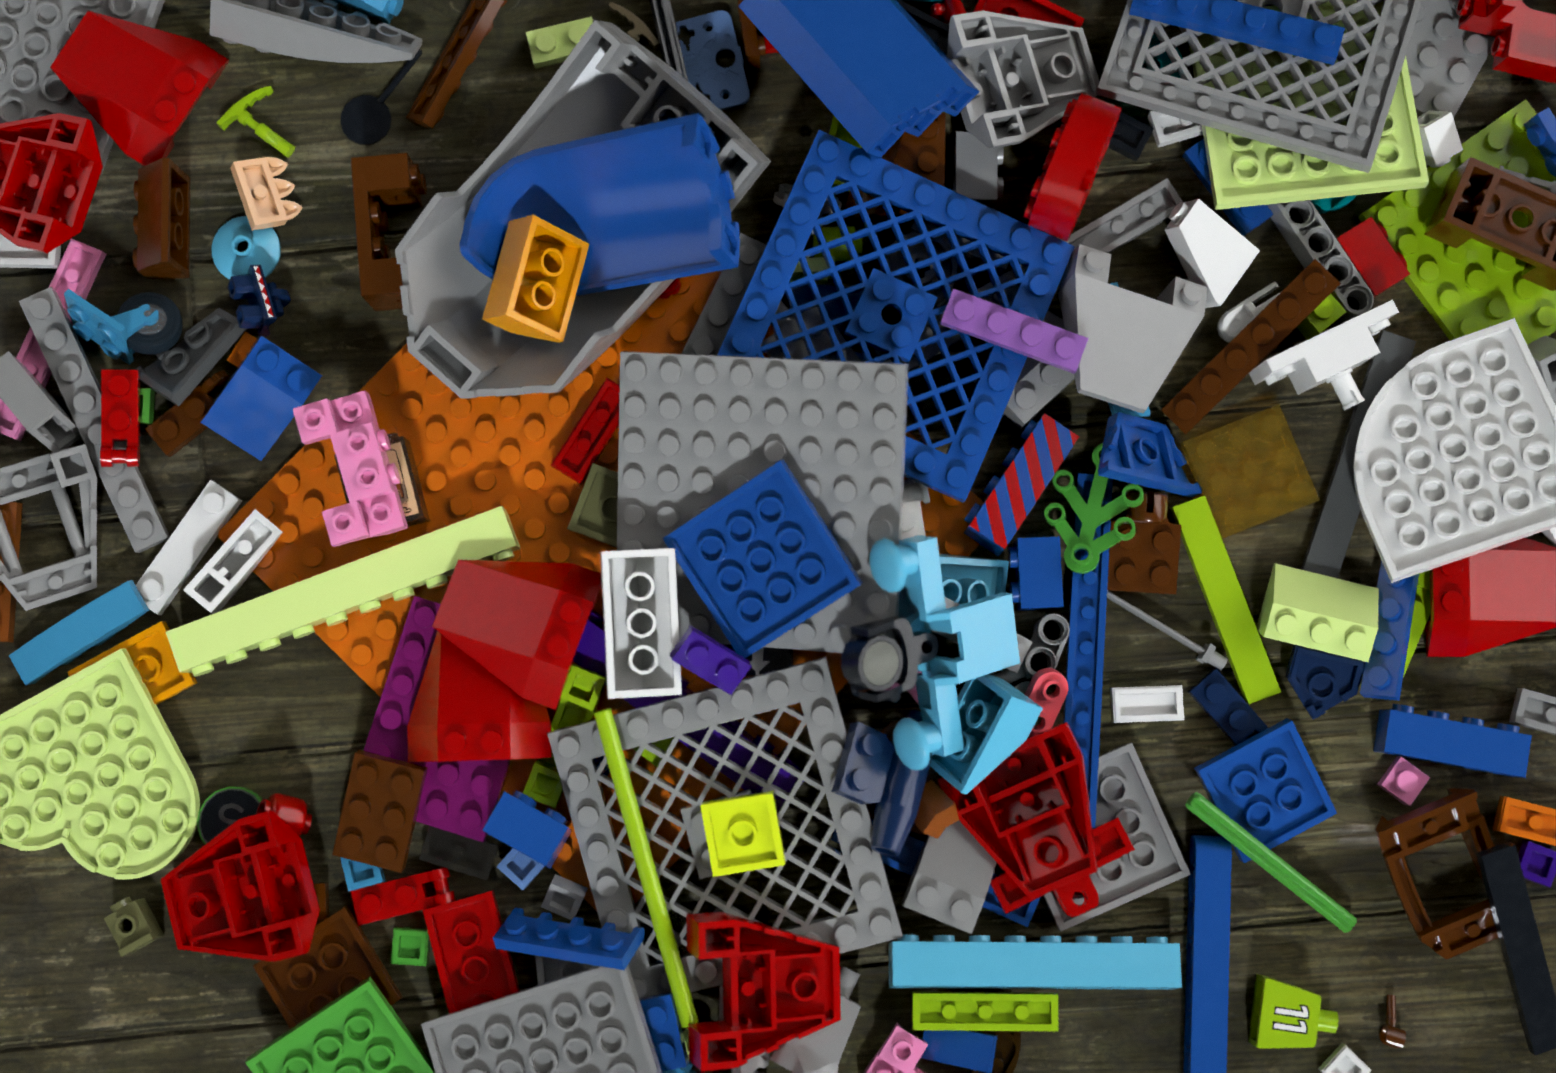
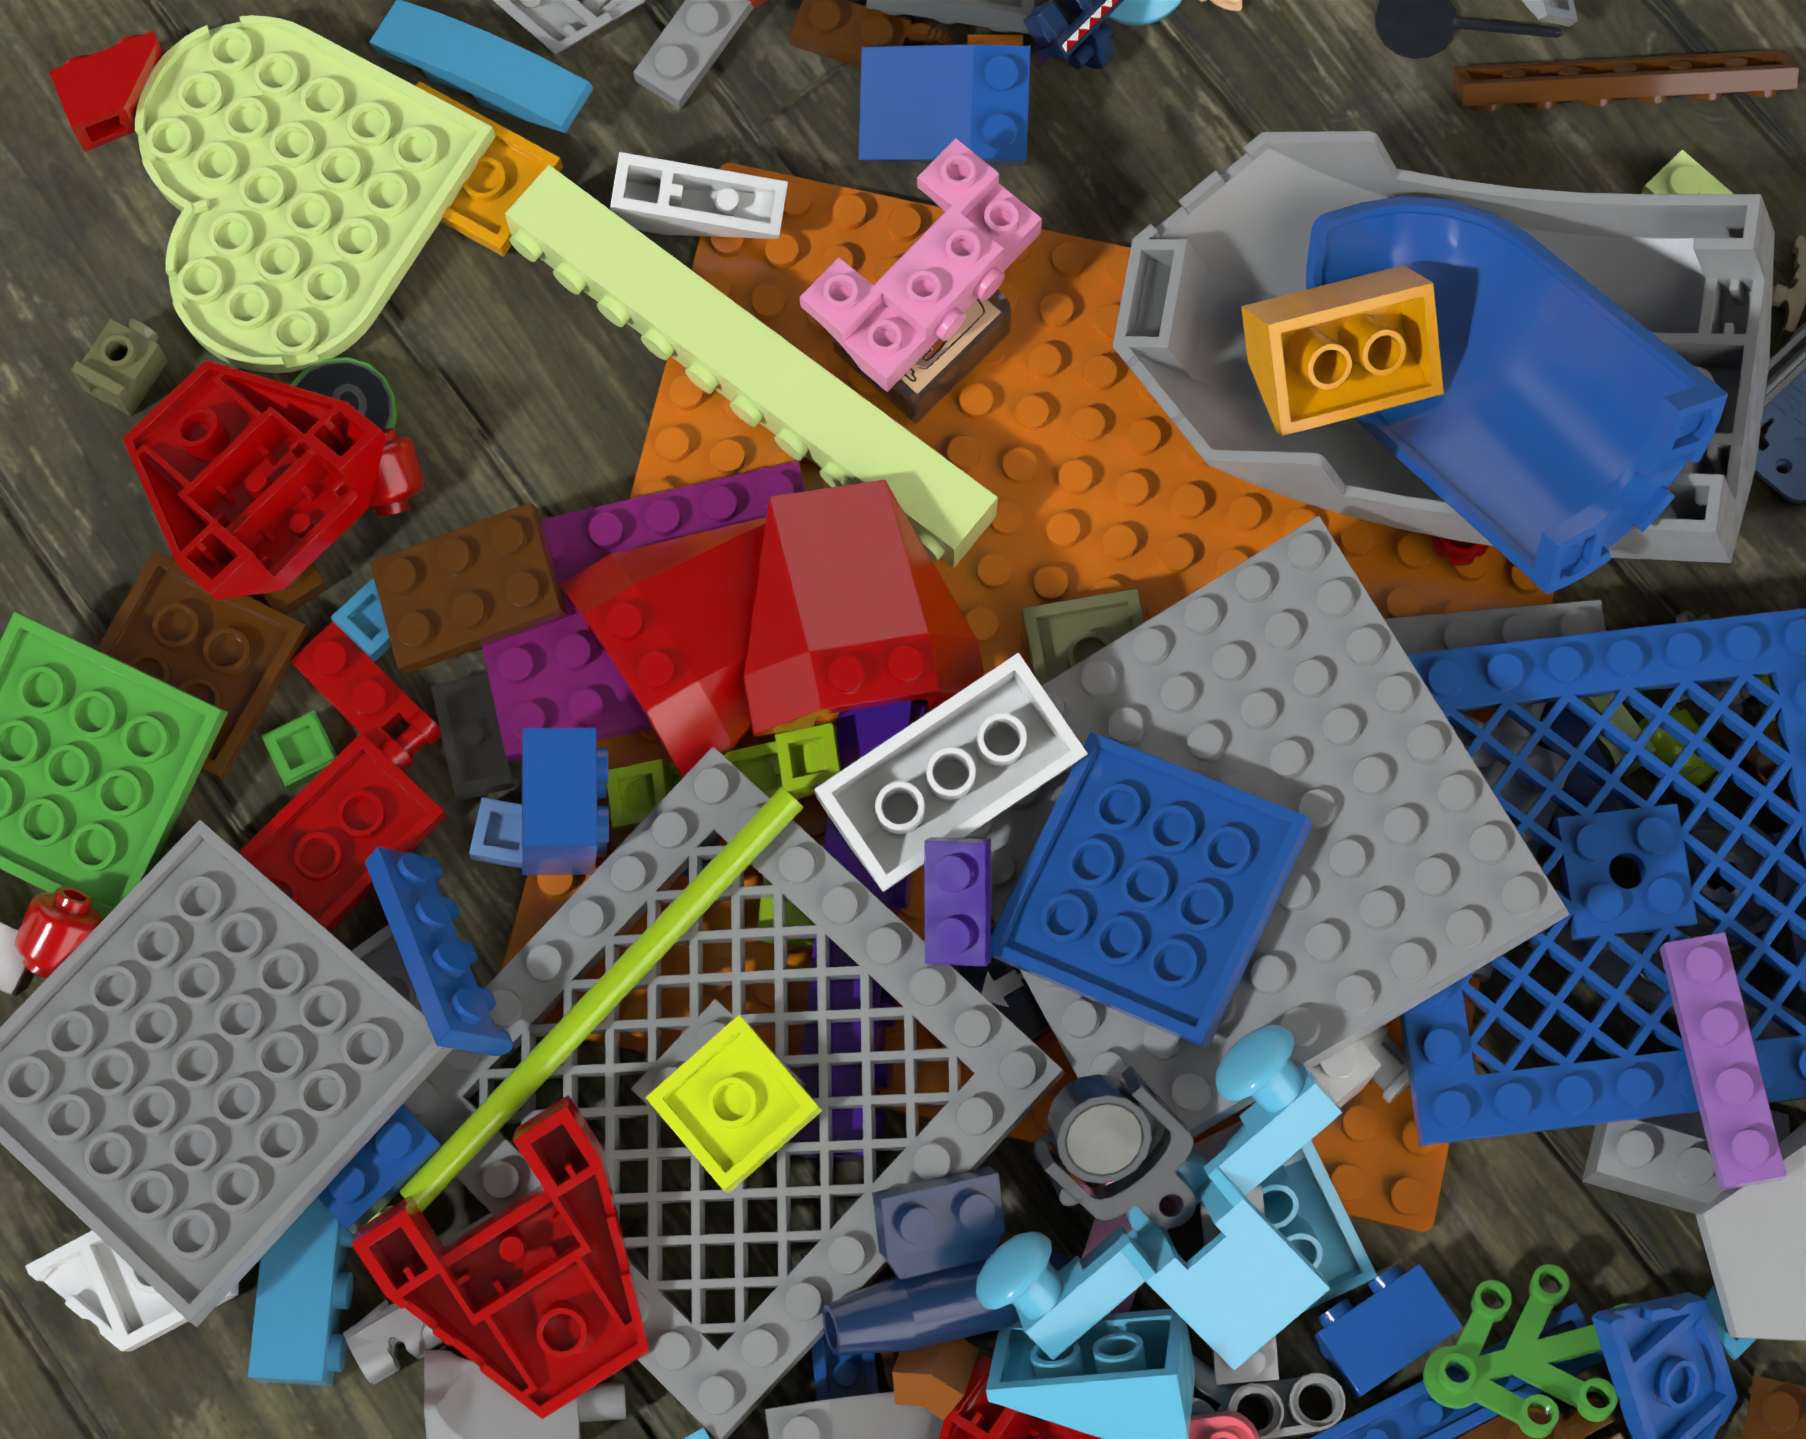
camera: 60 degrees right, 10 degrees down
(186, 546) = (682, 133): white plate -> none
(379, 185) = (1333, 79): reddish brown plate -> none
(564, 897) = (493, 917): light grey plate -> none
(590, 434) = (1168, 564): red tile -> none
(1020, 485) = (1502, 1222): brick -> none

